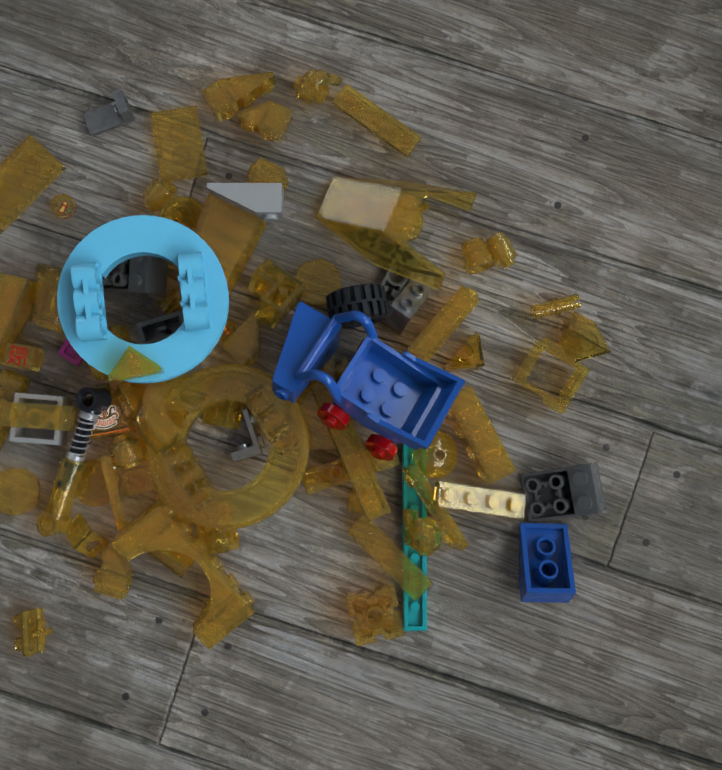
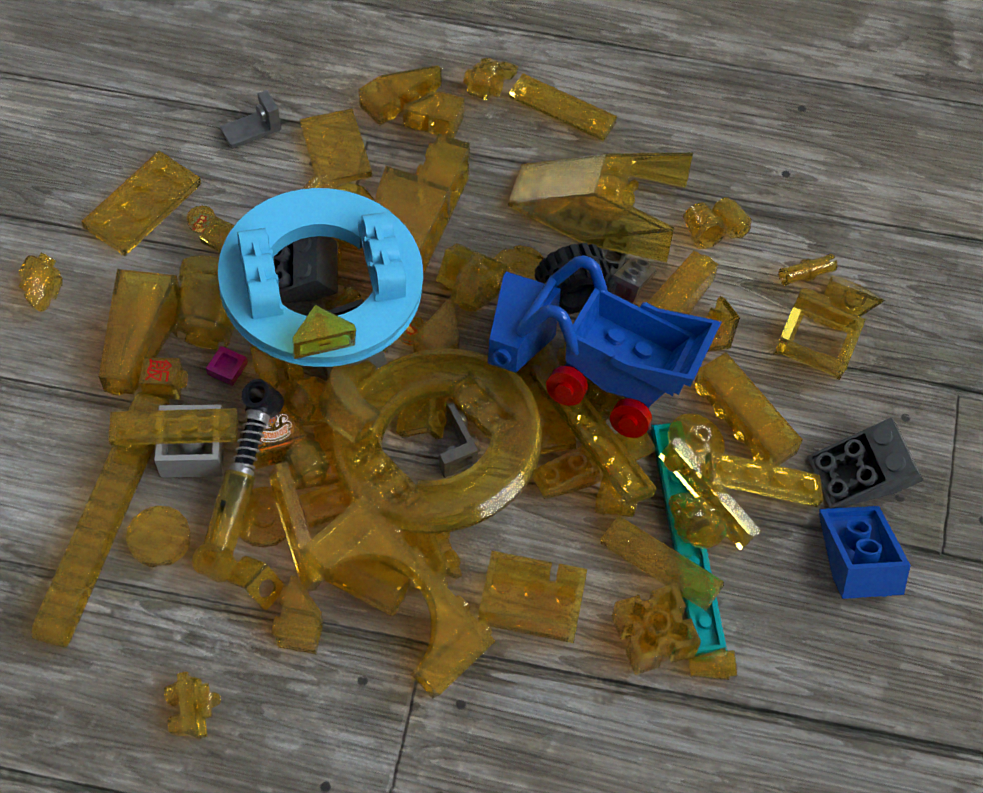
camera: 10 degrees left, 25 degrees down
(76, 225) = (216, 234): none -> clear yellow plate
(257, 199) = (437, 167): light grey slope -> none
(286, 579) = (527, 600): none -> clear yellow piece
(417, 642) = (715, 665): none -> clear yellow cone

